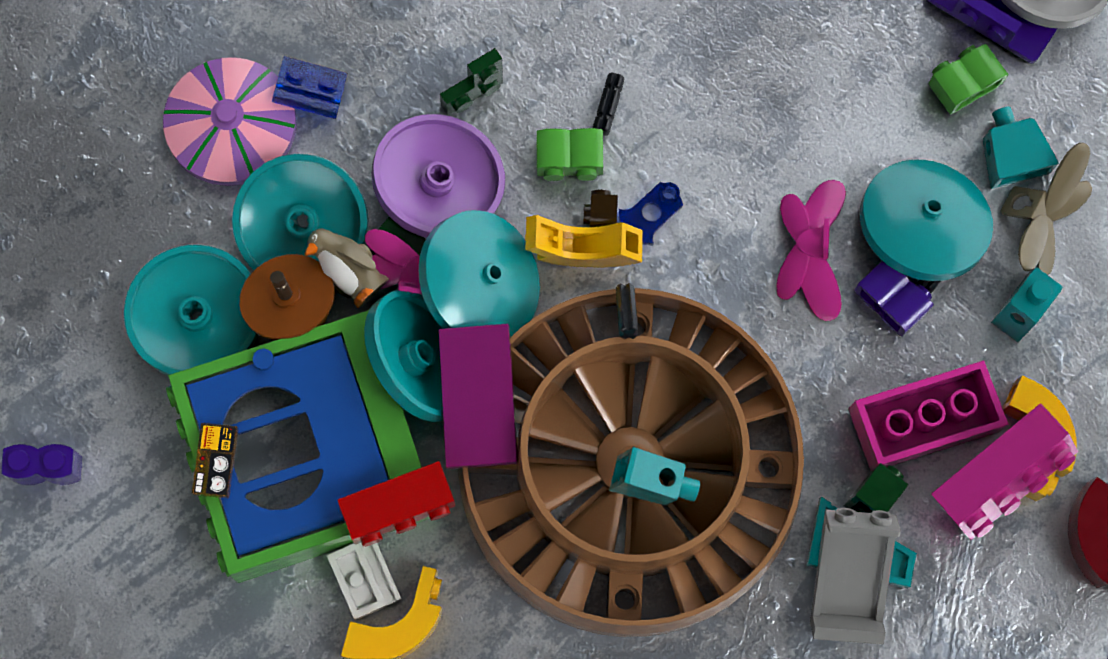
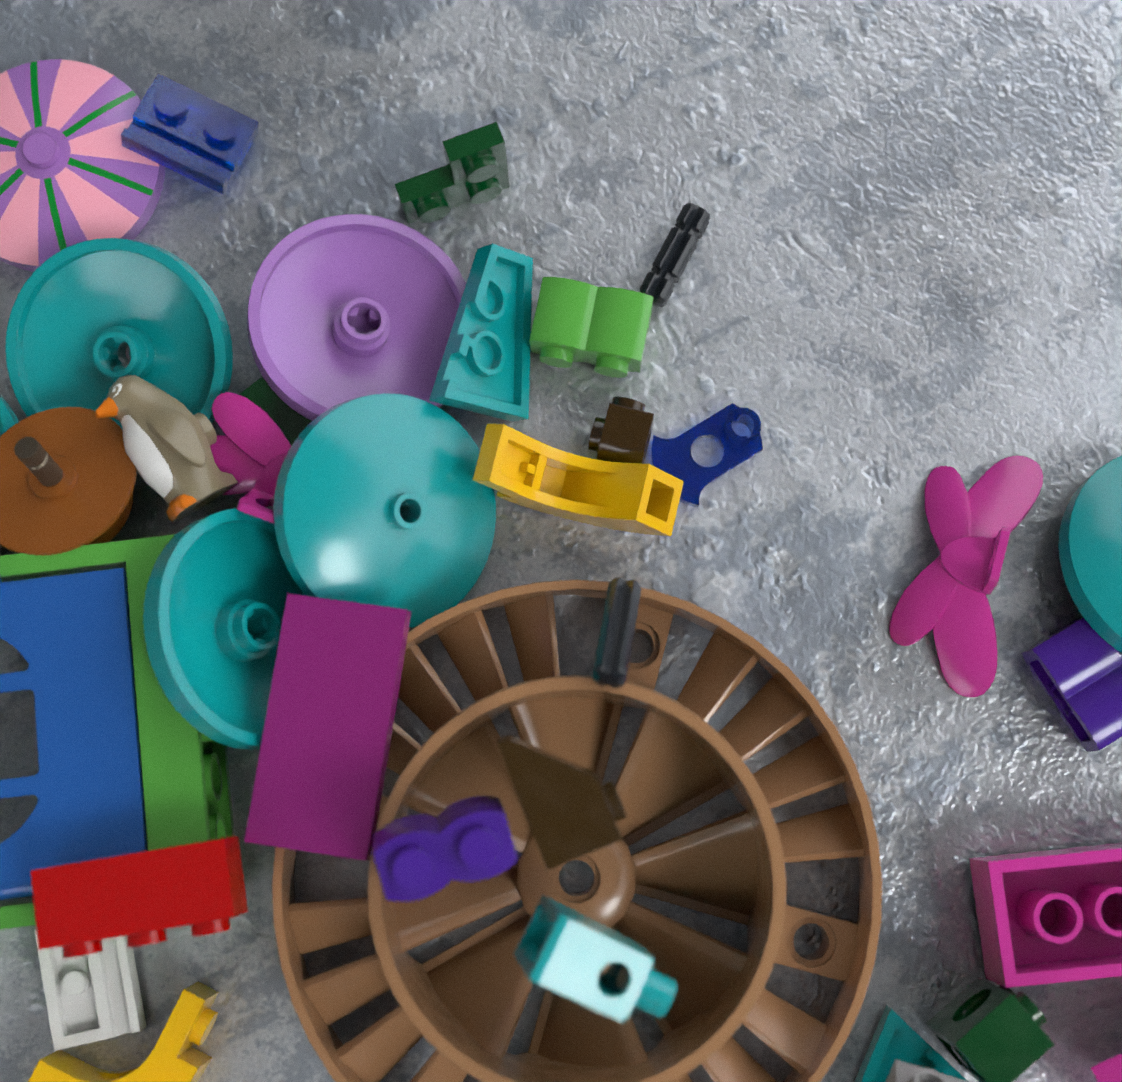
camera: 20 degrees right, 5 degrees up
(514, 173) = (489, 343): none -> teal wing
(554, 441) = (426, 851): none -> dark purple brick
(616, 400) = (561, 802): none -> dark brown slope

